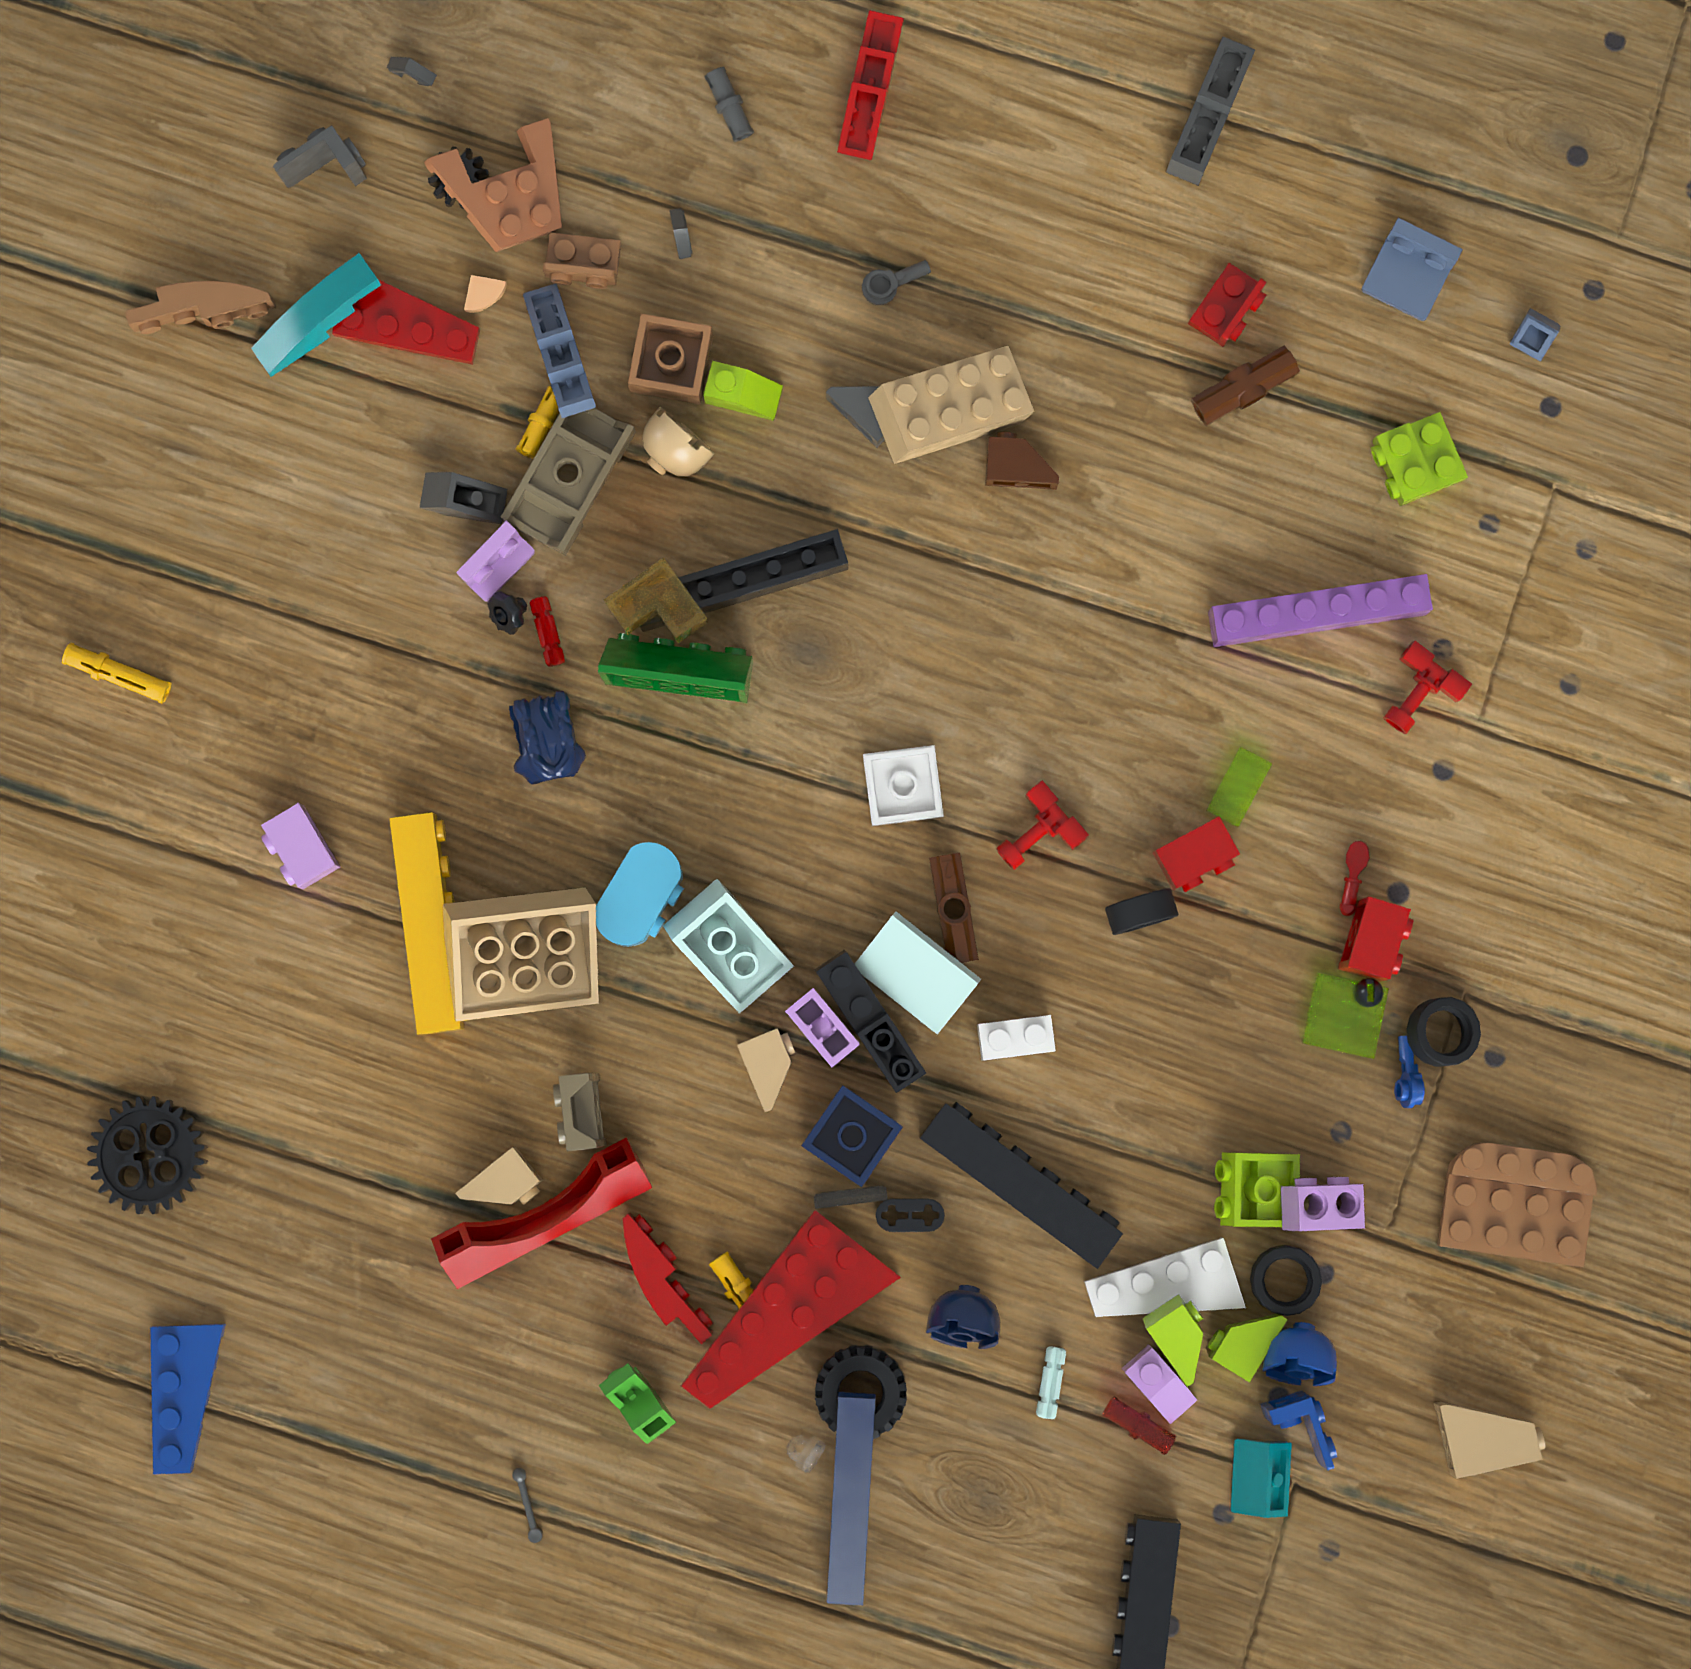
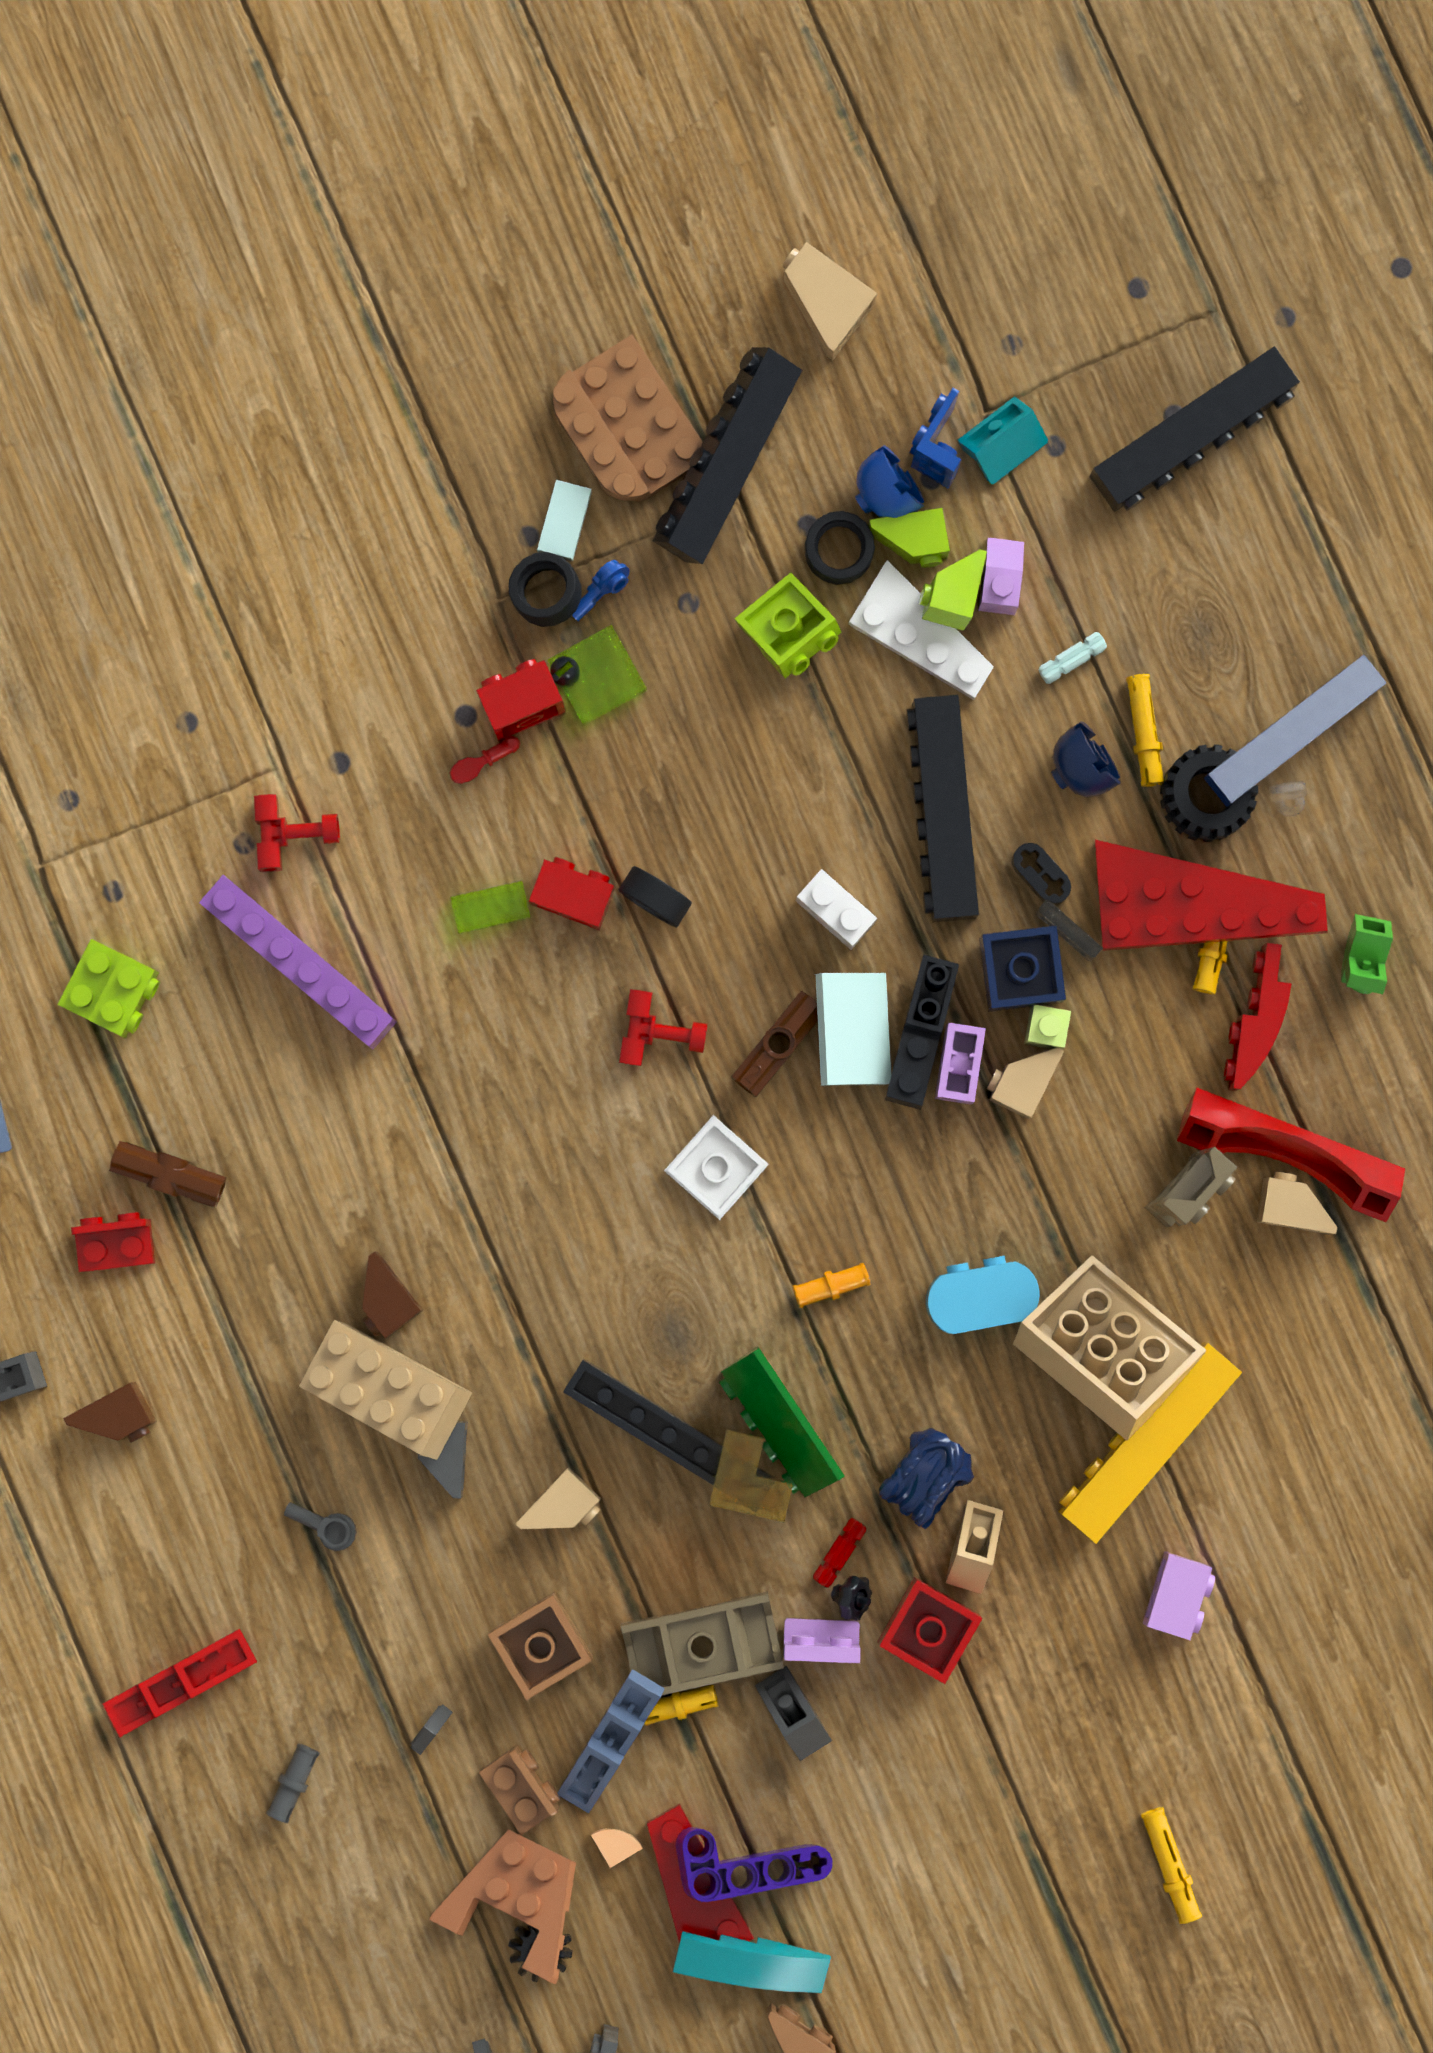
camera: 135 degrees left, 0 degrees up
(382, 377) = (755, 1865): none -> dark purple beam
(435, 645) = (929, 1630): none -> red brick
(465, 731) = (974, 1547): none -> tan slope
(673, 446) = (607, 1581): tan cylinder -> none
(727, 946) = (960, 1194): light aqua slope -> none
(742, 391) = (515, 1566): lime slope -> none
(744, 793) = (831, 1285): none -> light orange pin
(757, 462) = (562, 1505): none -> tan slope
(792, 1116) = (1047, 1027): none -> yellowish green brick
(955, 1392) = (1145, 730): none -> yellow pin
(1101, 201) = (116, 1415): none -> reddish brown slope
(1139, 1425) = (1046, 564): clear red pin -> none
(1322, 1205) = (764, 563): lavender brick -> none
(1429, 1256) = (726, 454): none -> black brick
(1483, 1093) = (564, 519): none -> light aqua tile

